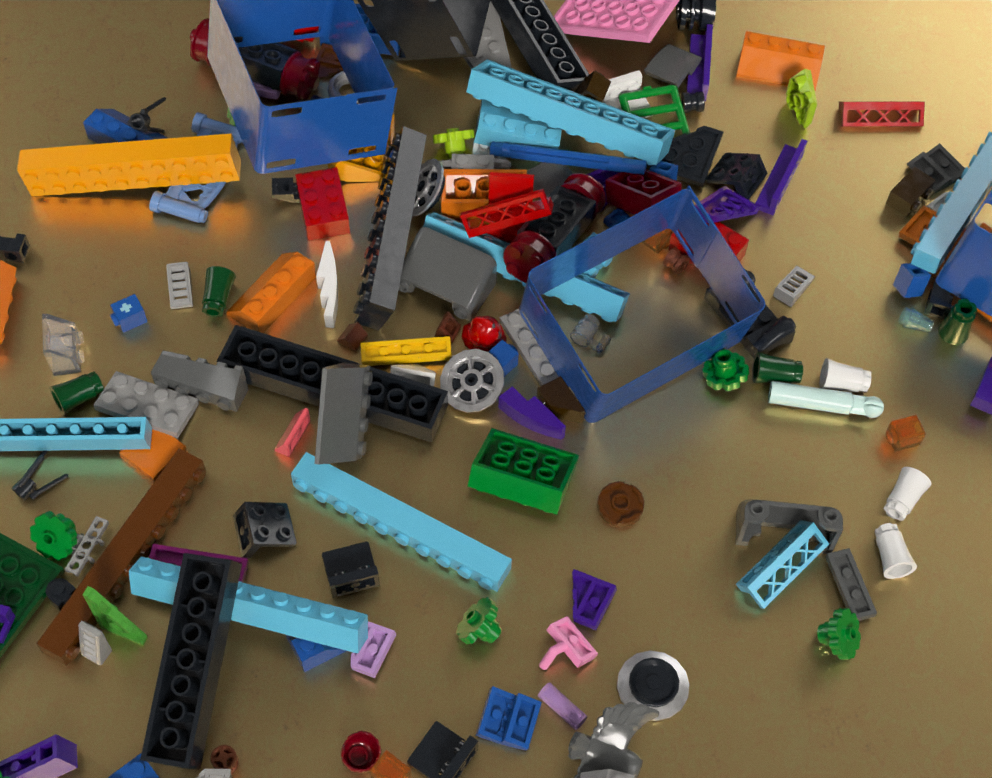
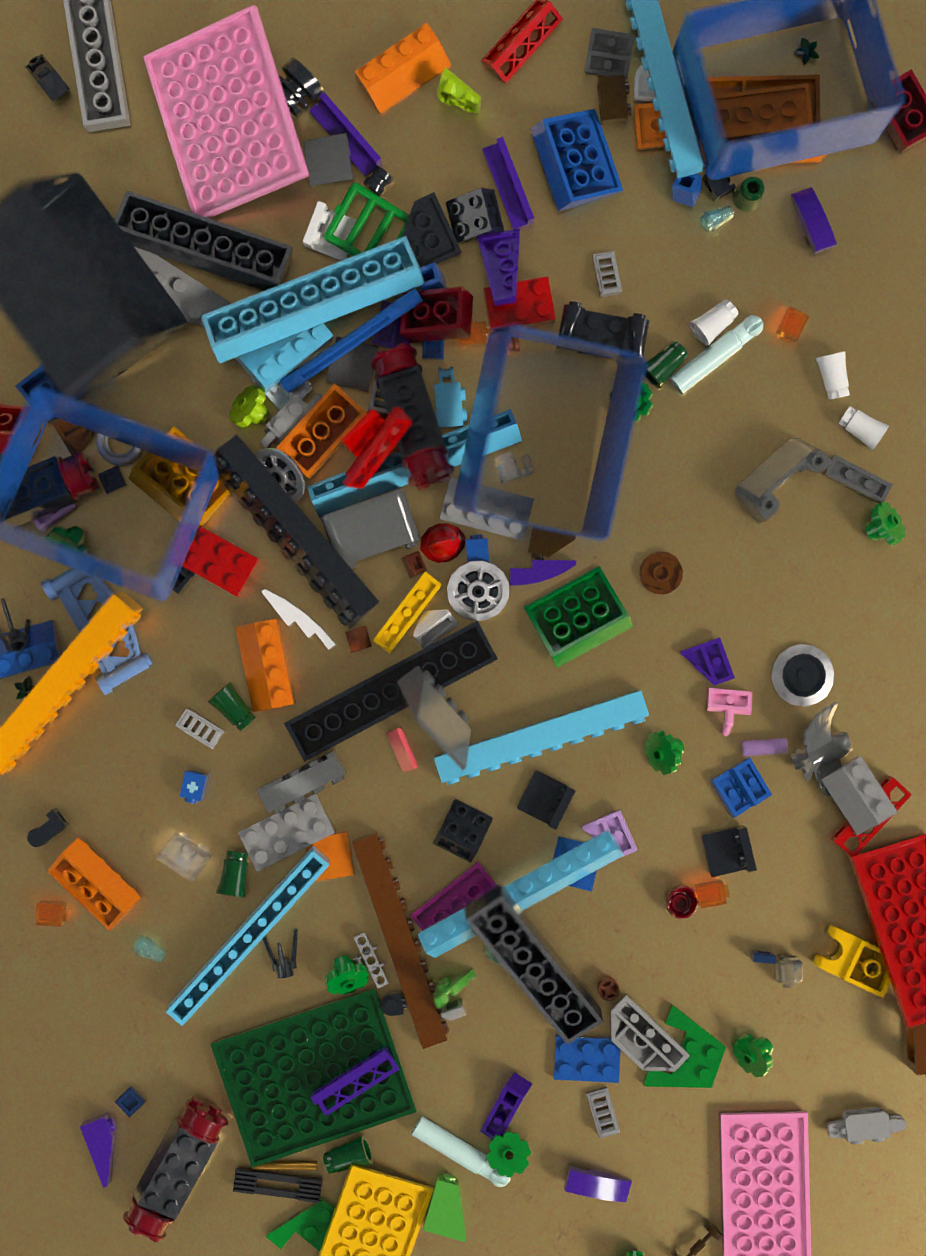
camera: 45 degrees left, 30 degrees up
(594, 86) = (304, 259): dark brown slope -> none
(777, 556) = (800, 511): medium azure fence -> none
(846, 201) = (576, 158): none -> blue slope

